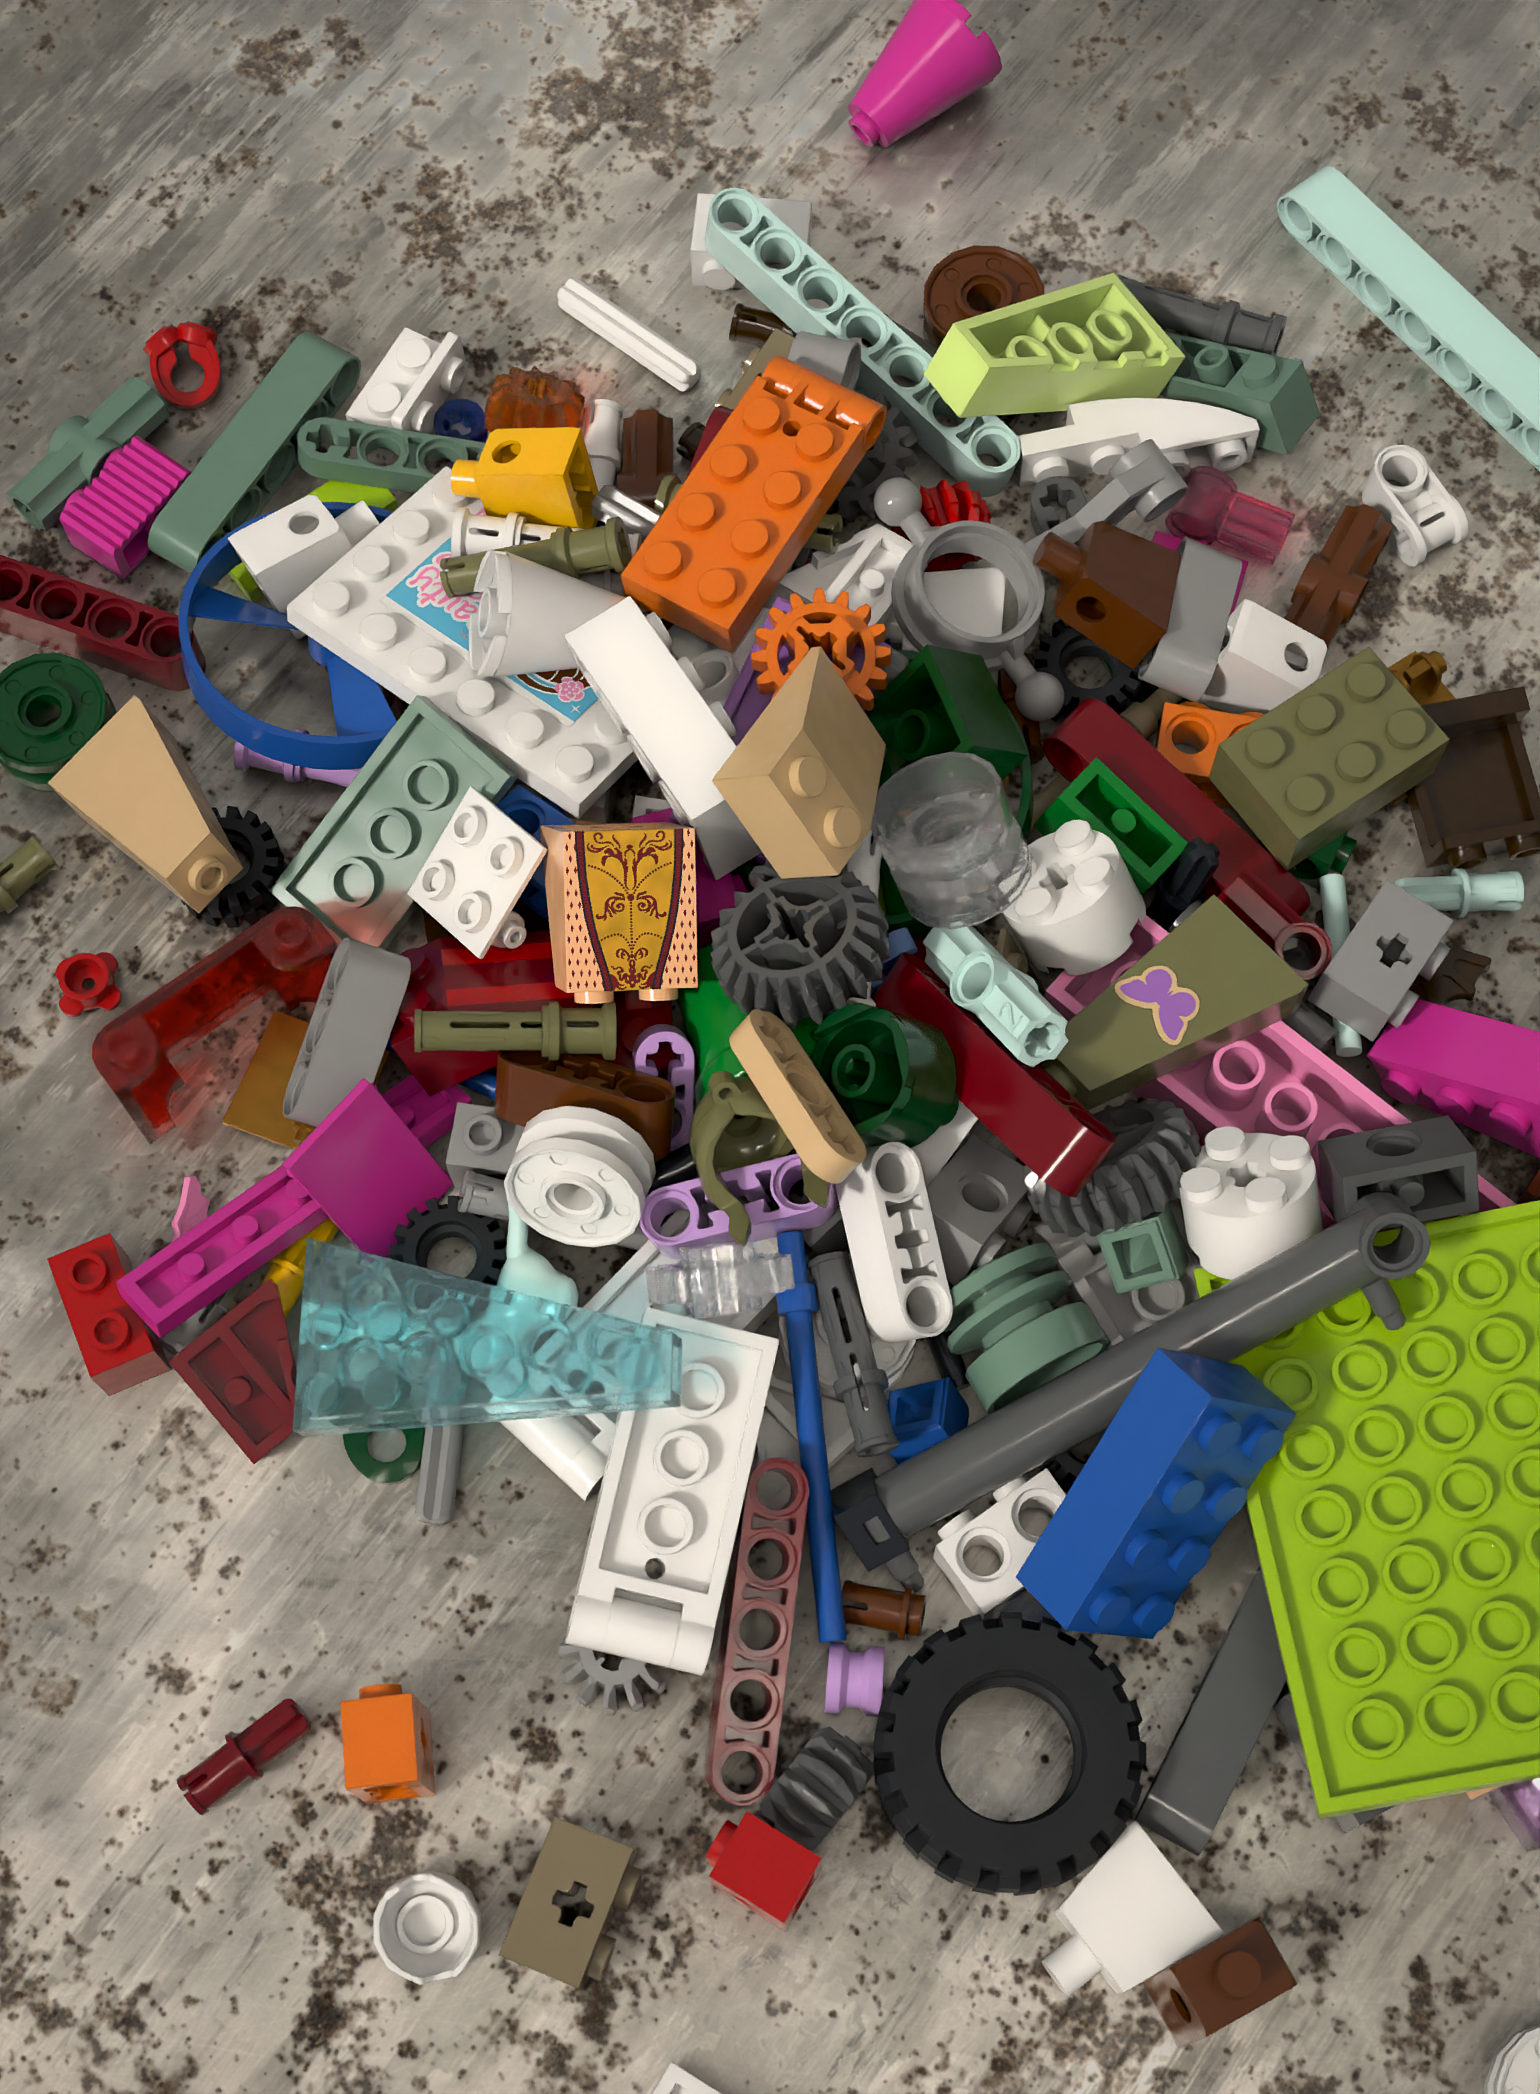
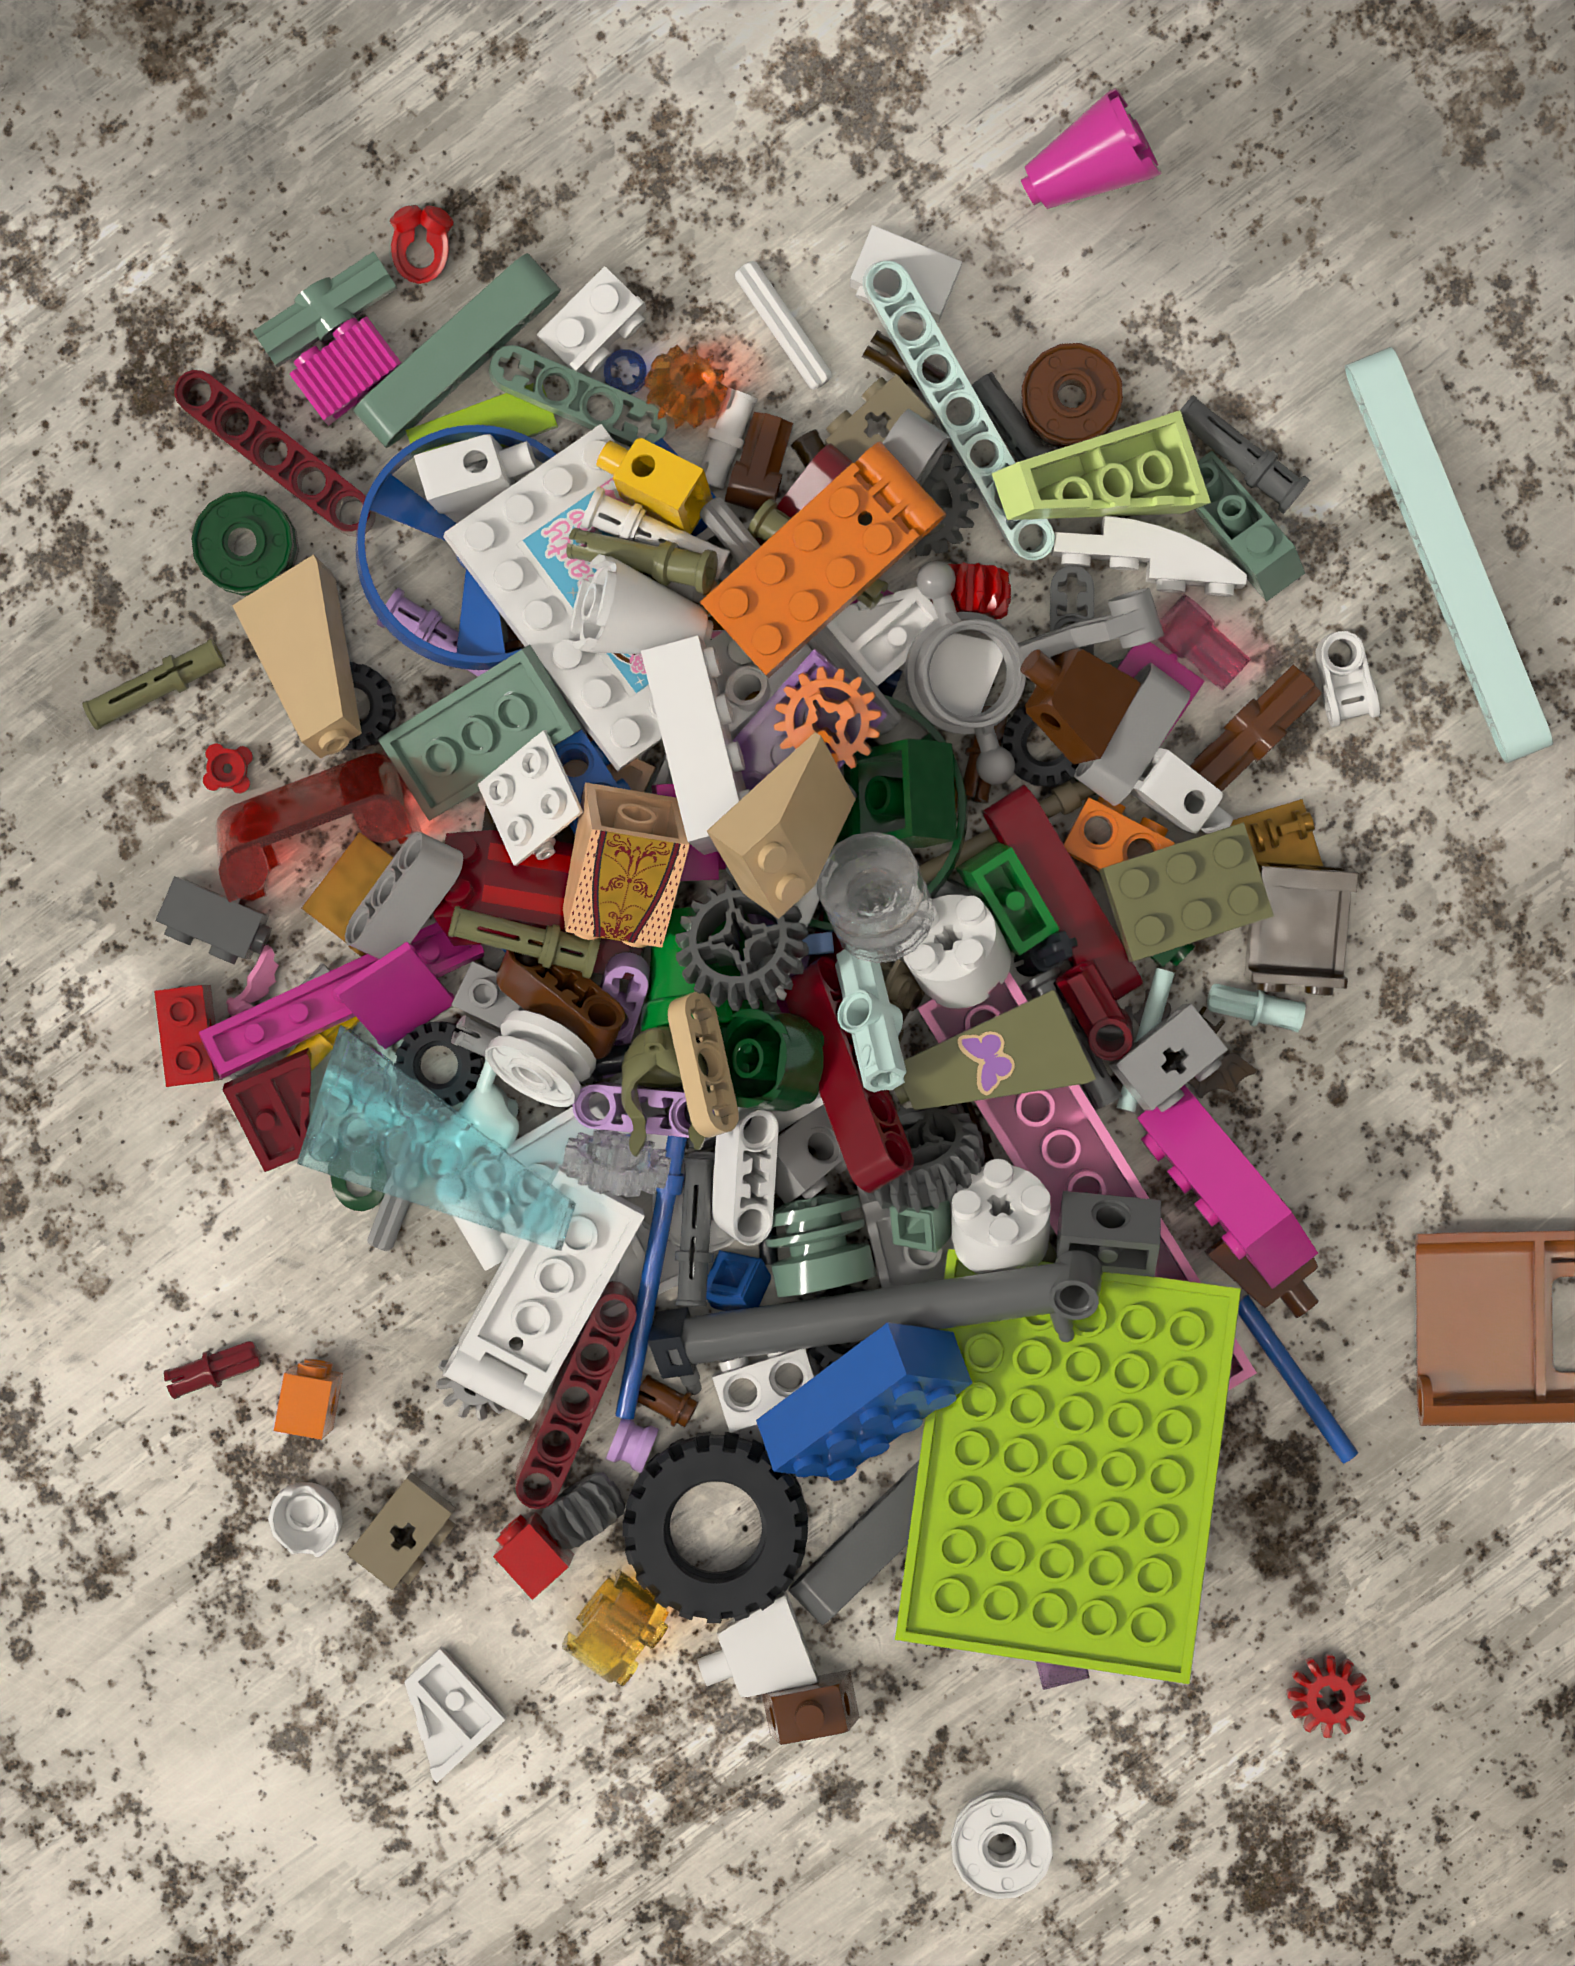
camera: 10 degrees right, 20 degrees up
(109, 1163) = (209, 917): none -> dark grey brick
(916, 1945) = (617, 1628): none -> clear yellow brick

